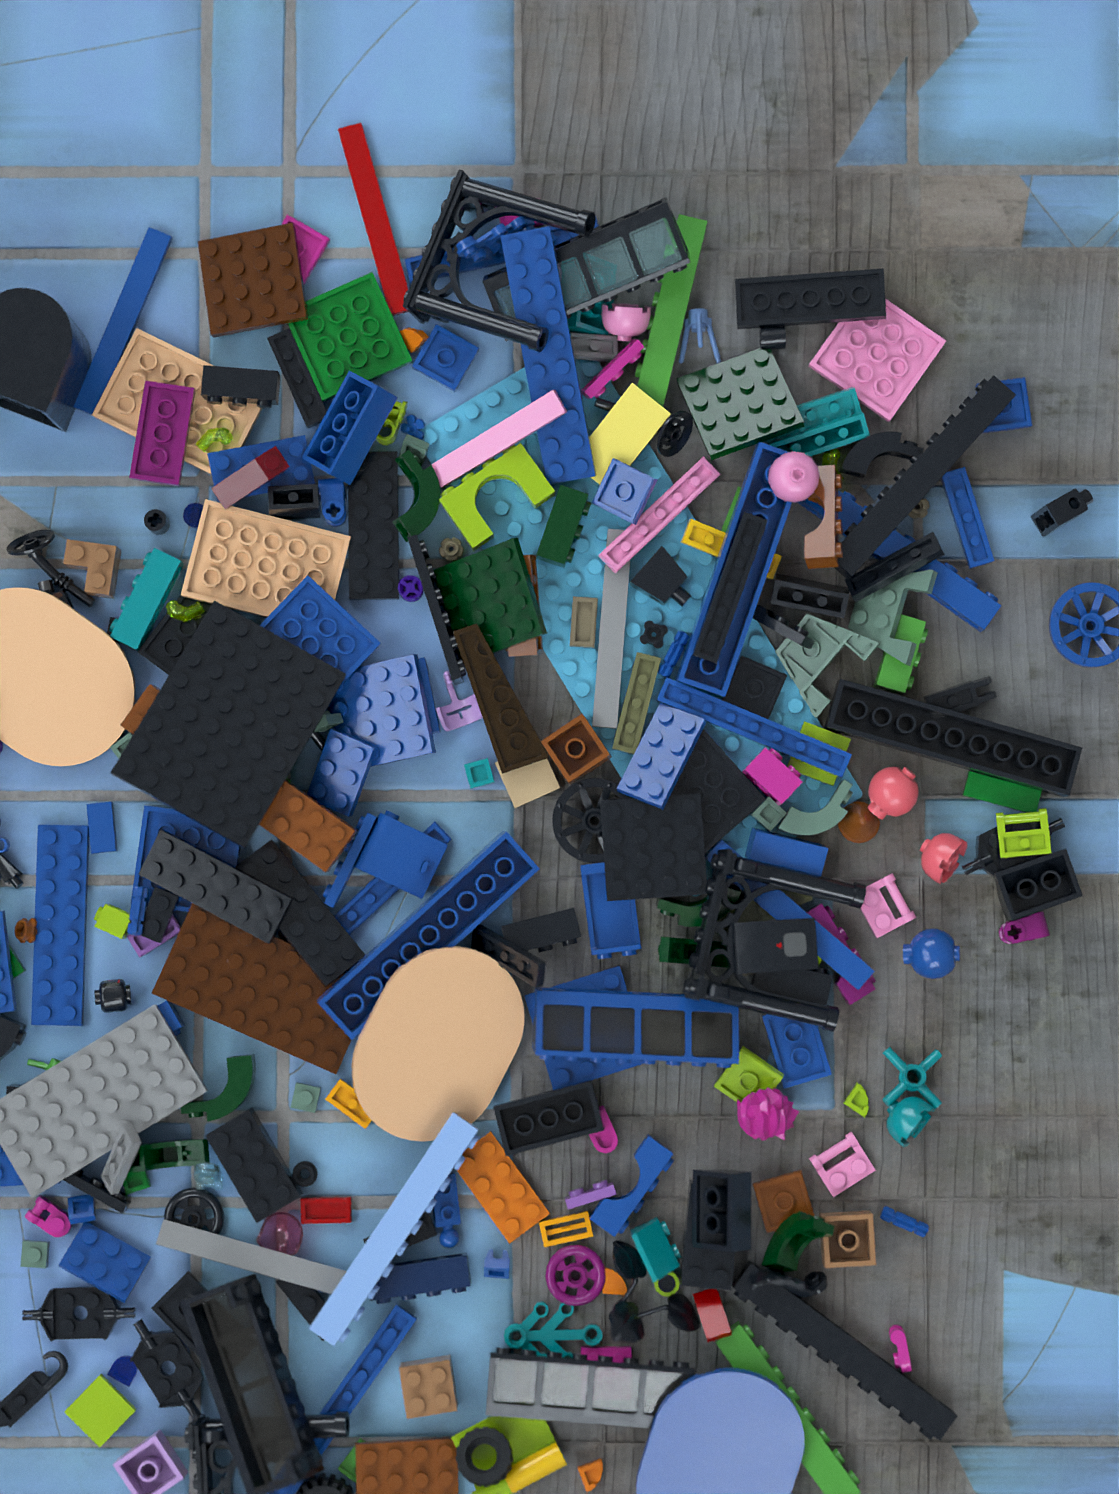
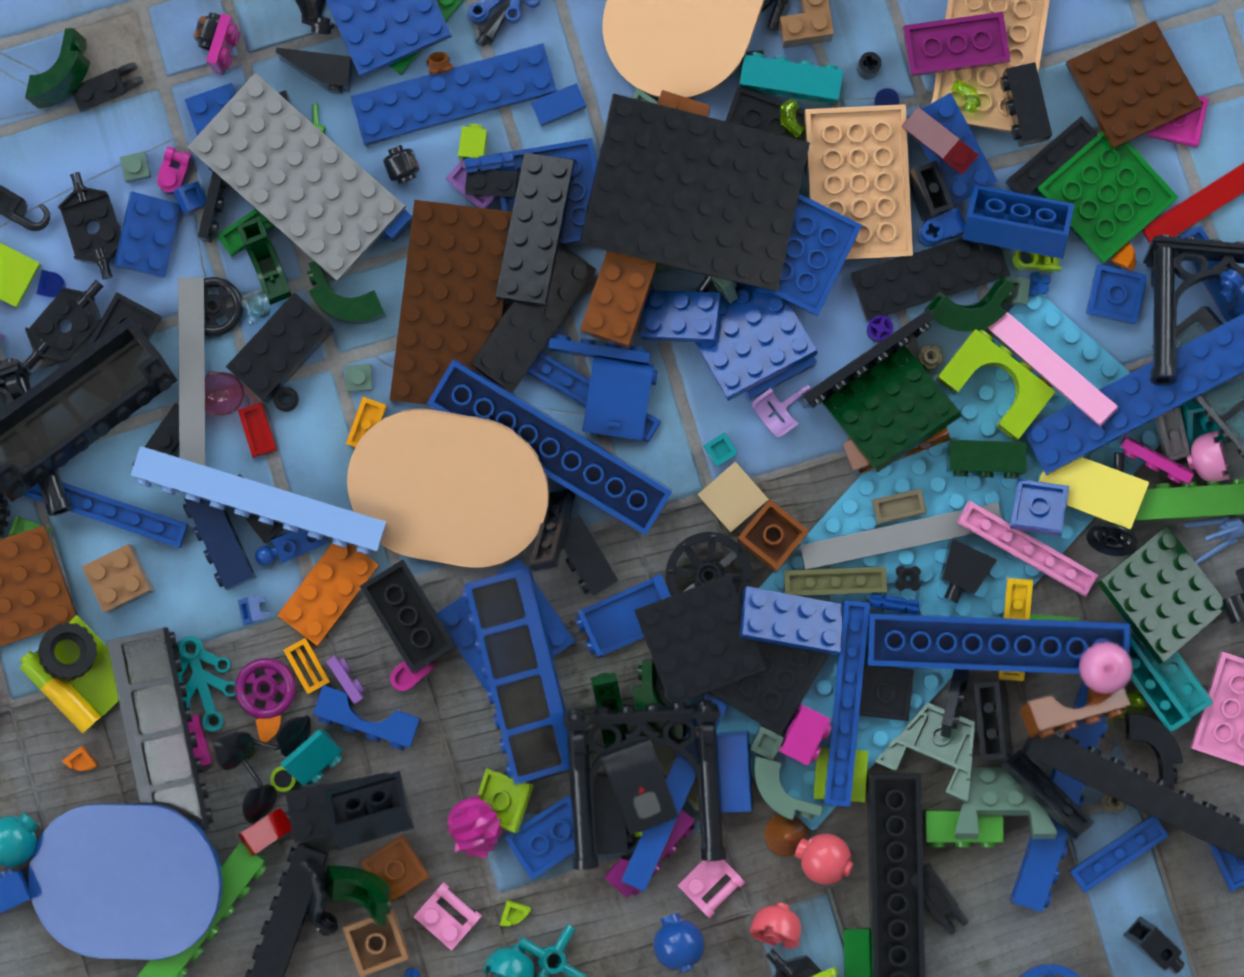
camera: 70 degrees right, 0 degrees up
(121, 1158) = (249, 219): light grey tile -> none
(505, 719) = (780, 458): dark brown wing -> none
(730, 587) = (977, 637): black plate -> none

